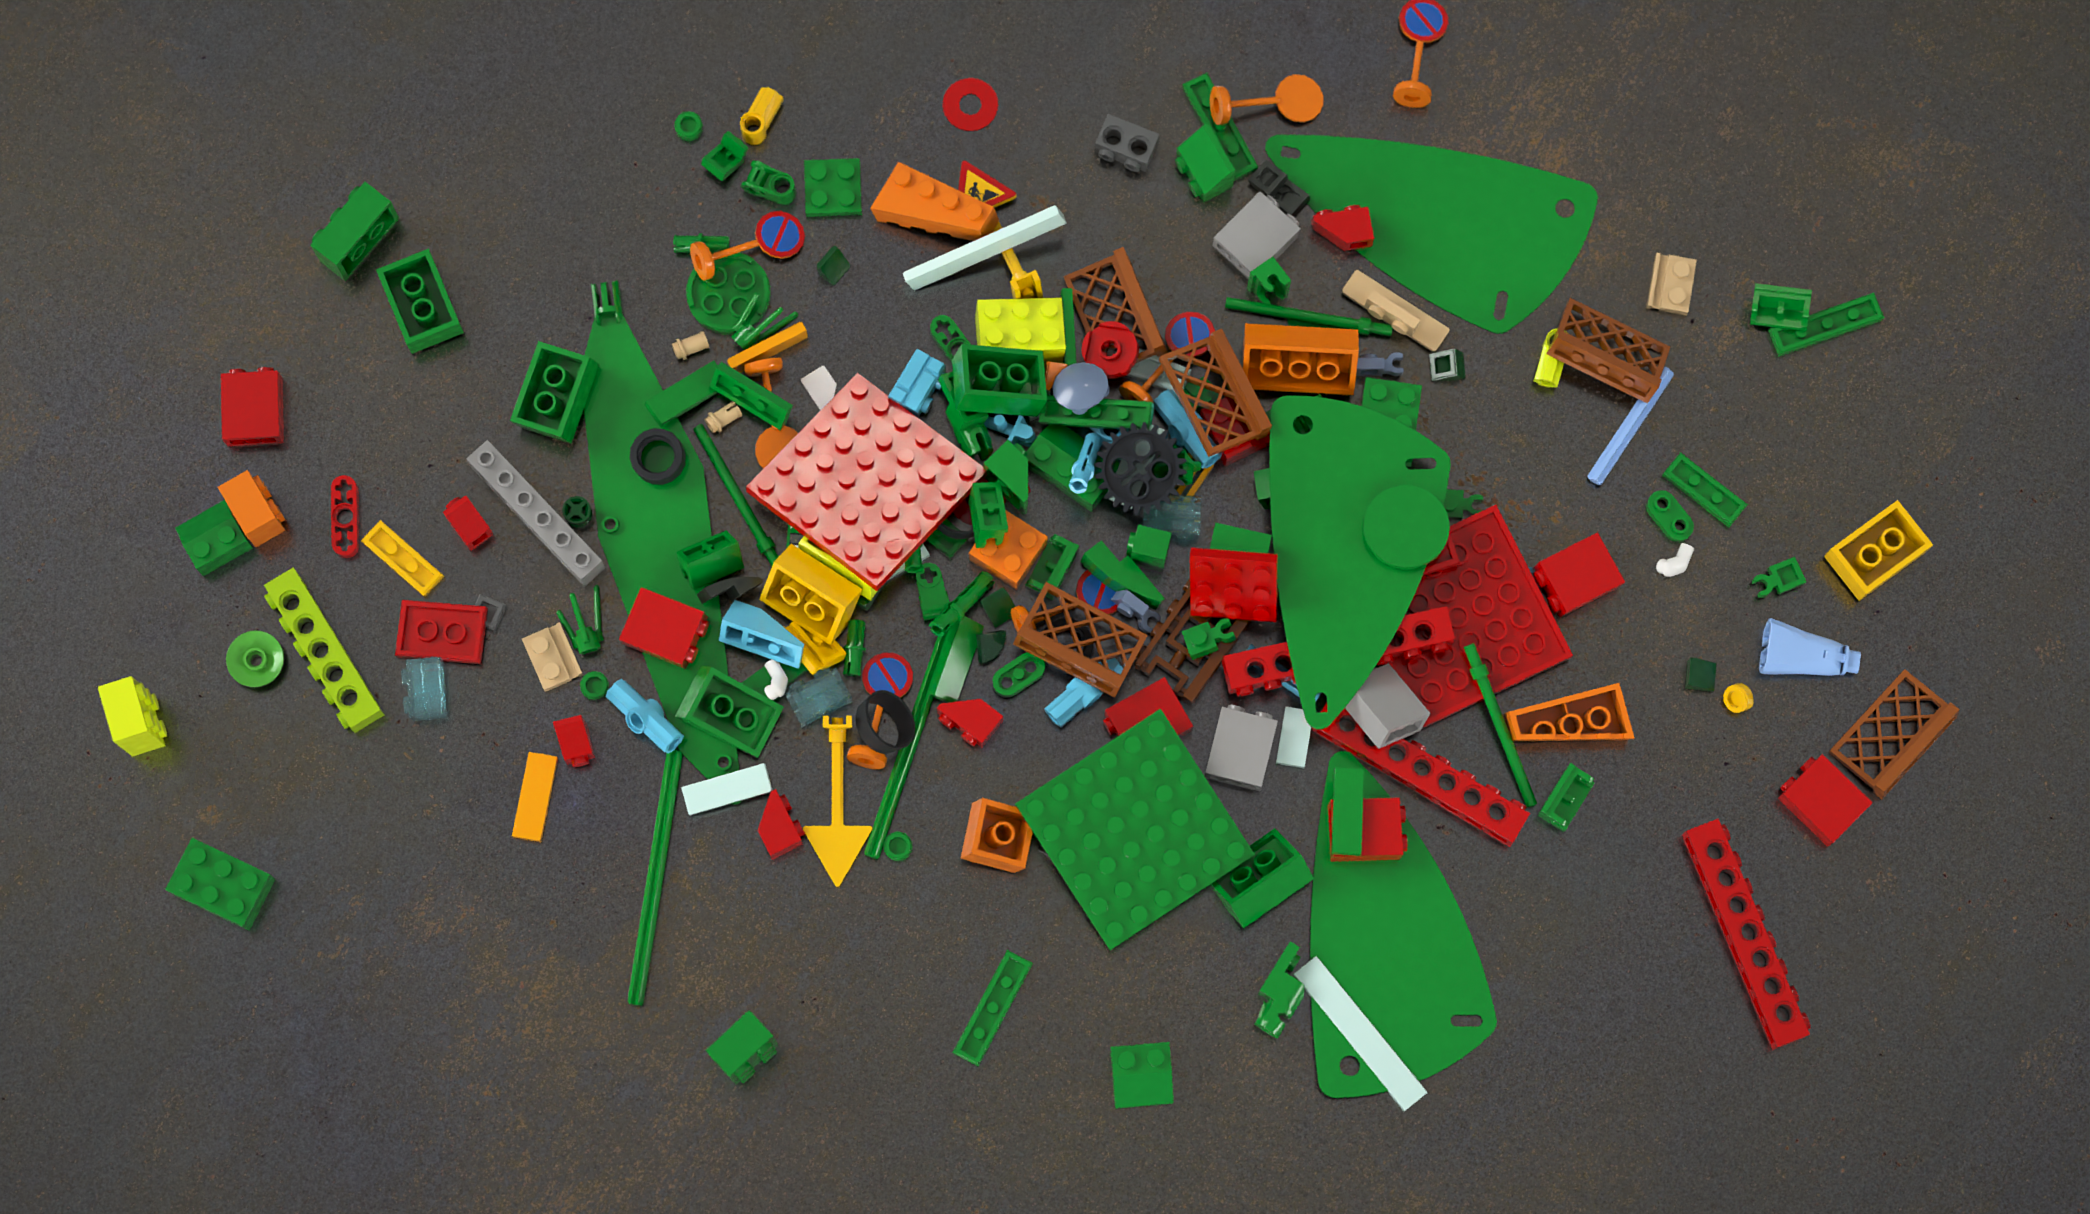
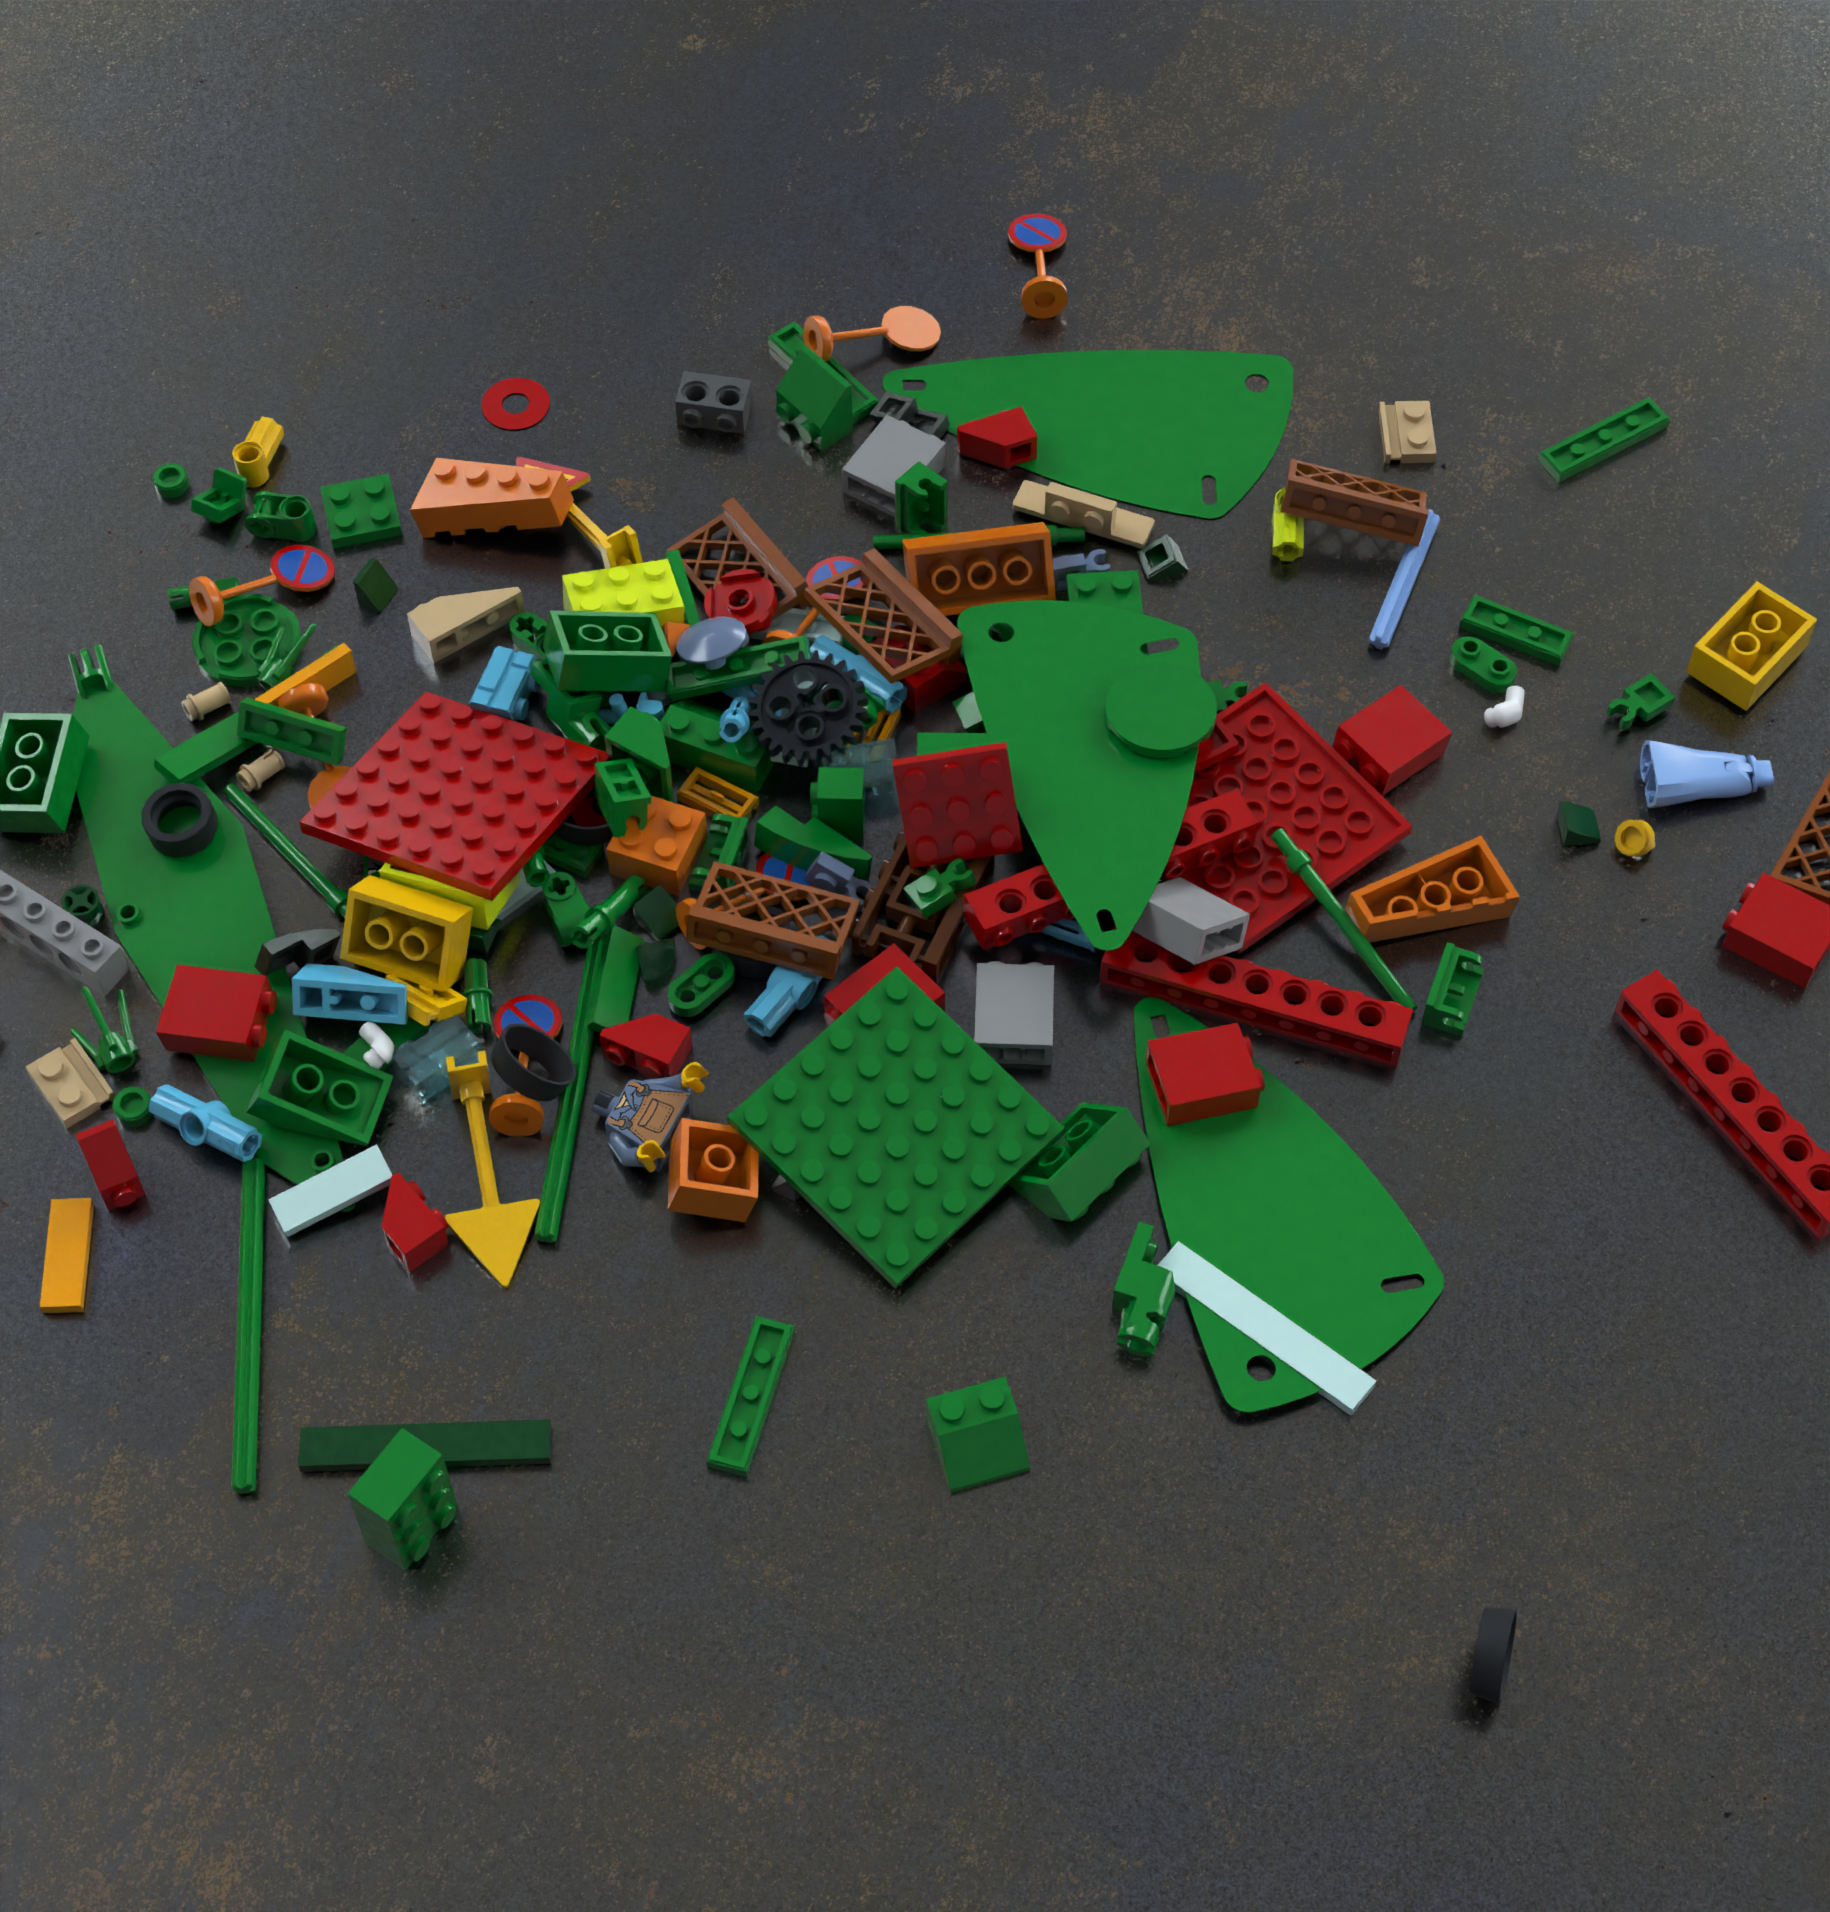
camera: 10 degrees left, 20 degrees down
(710, 559) = (265, 921): green hinge -> none
(763, 997) = (459, 1443): none -> dark green tile
(820, 386) = (379, 717): white sticker -> none
(891, 312) = (460, 619): none -> tan slope
(898, 846) = (579, 1220): green tile -> none
(959, 779) = (647, 1116): none -> torso
(984, 247) = (561, 523): light aqua tile -> none
(1078, 529) = (712, 801): none -> light orange tile
(1293, 739) = (1081, 991): light aqua tile -> none
(1347, 811) = (1174, 1047): green tile -> none
(1781, 307) = (1545, 423): green hinge -> none

